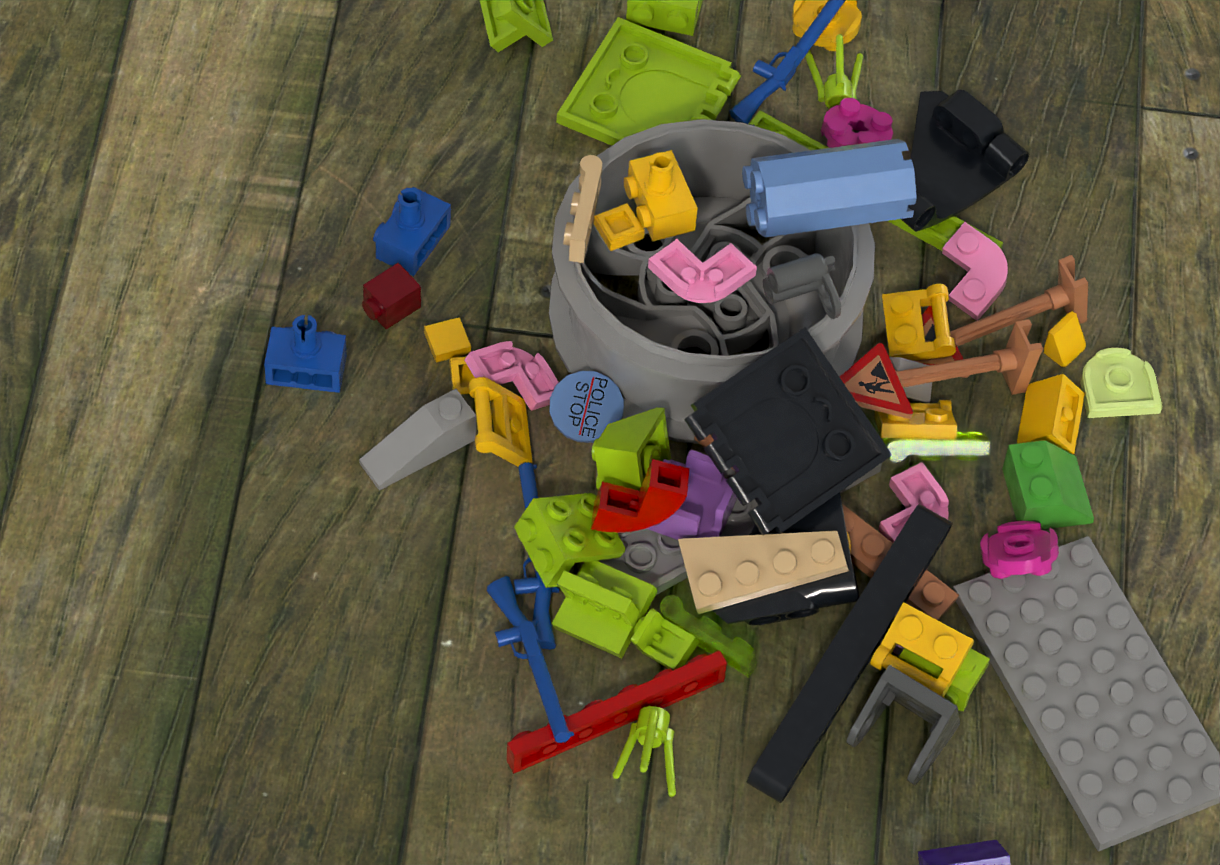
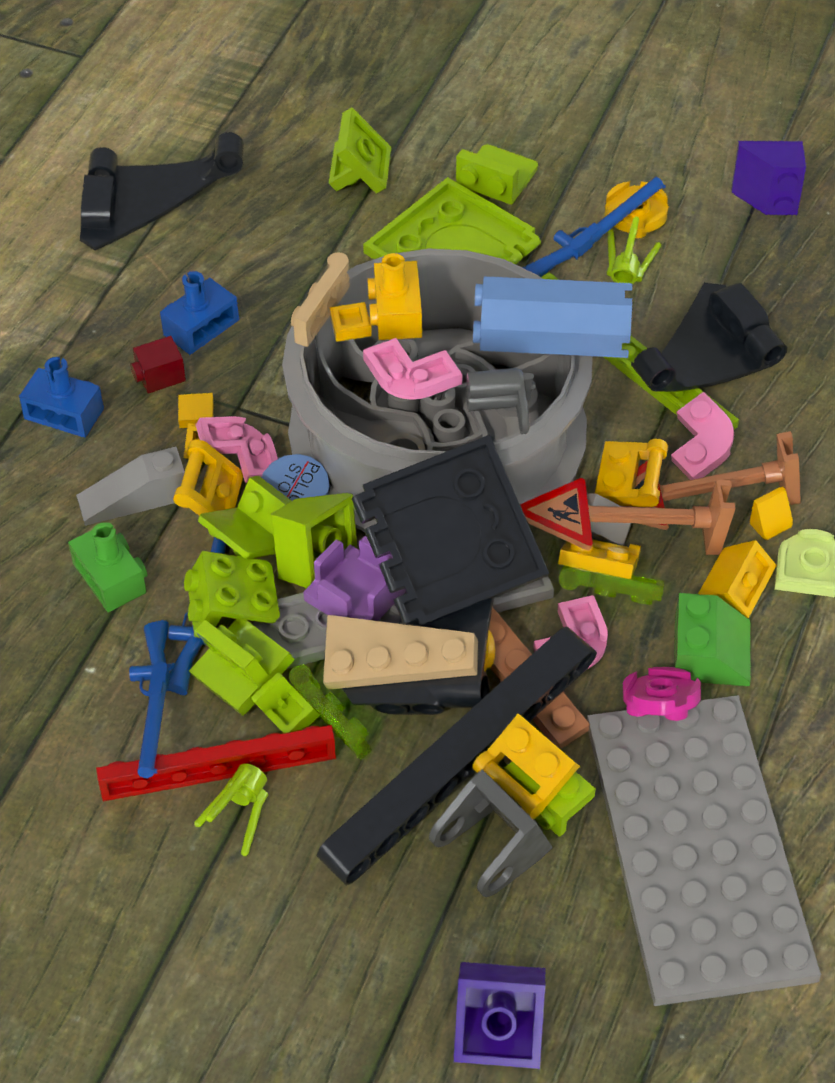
camera: 20 degrees right, 5 degrees down
(283, 96) = (130, 197): none -> black panel
(428, 531) = (108, 566): none -> bright green brick
(560, 452) = (249, 525): none -> lime bracket
(630, 510) = (291, 578): red brick -> none
(850, 116) = (647, 301): dark pink plate -> none

